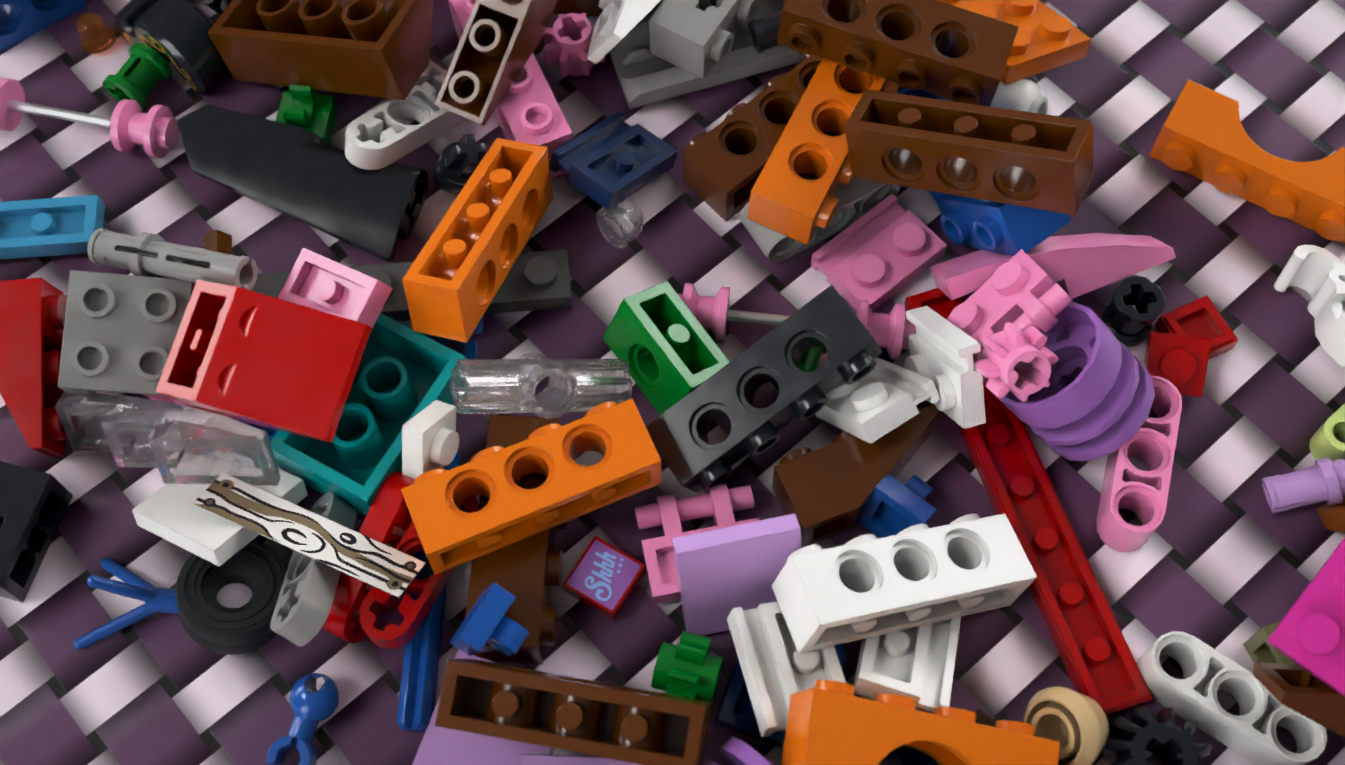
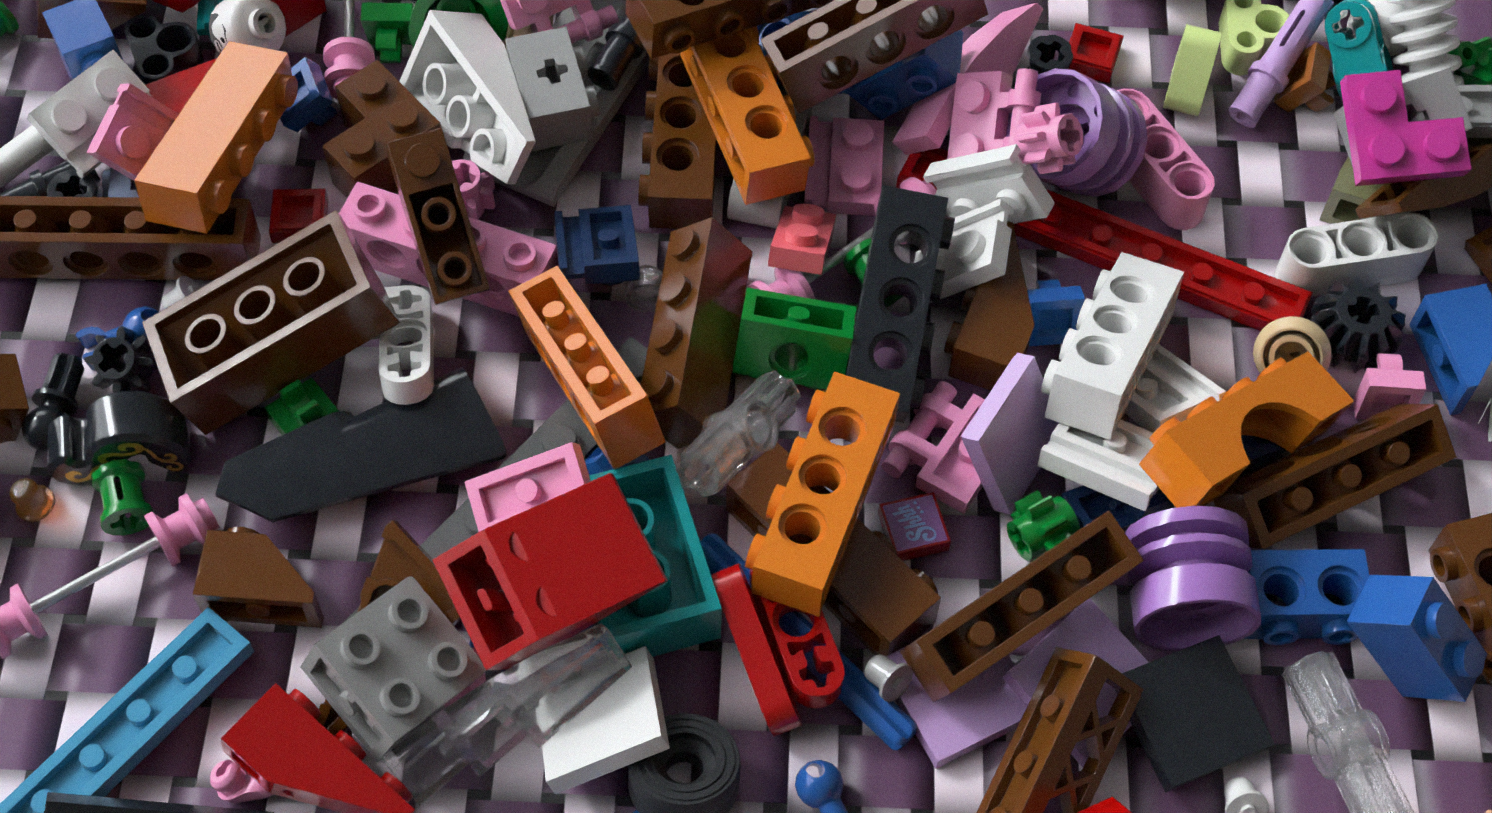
camera: 50 degrees left, 5 degrees down
(122, 249) = (317, 606): light grey pin -> none
(142, 192) = (252, 581): none -> reddish brown slope
(310, 534) = (704, 667): sticker -> none
(310, 584) = (750, 694): light grey beam -> none
(429, 439) = (717, 530): white plate -> none
(432, 674) = (888, 676): none -> light grey piece
(458, 163) = (487, 339): black axle -> none
(489, 625) = (902, 602): blue tile -> none
(584, 288) = (695, 328): none -> reddish brown brick
(765, 282) = (802, 239): none -> coral plate
(1179, 360) = (1111, 69): red plate -> none
(1260, 417) = (1192, 70): none -> yellowish green piece

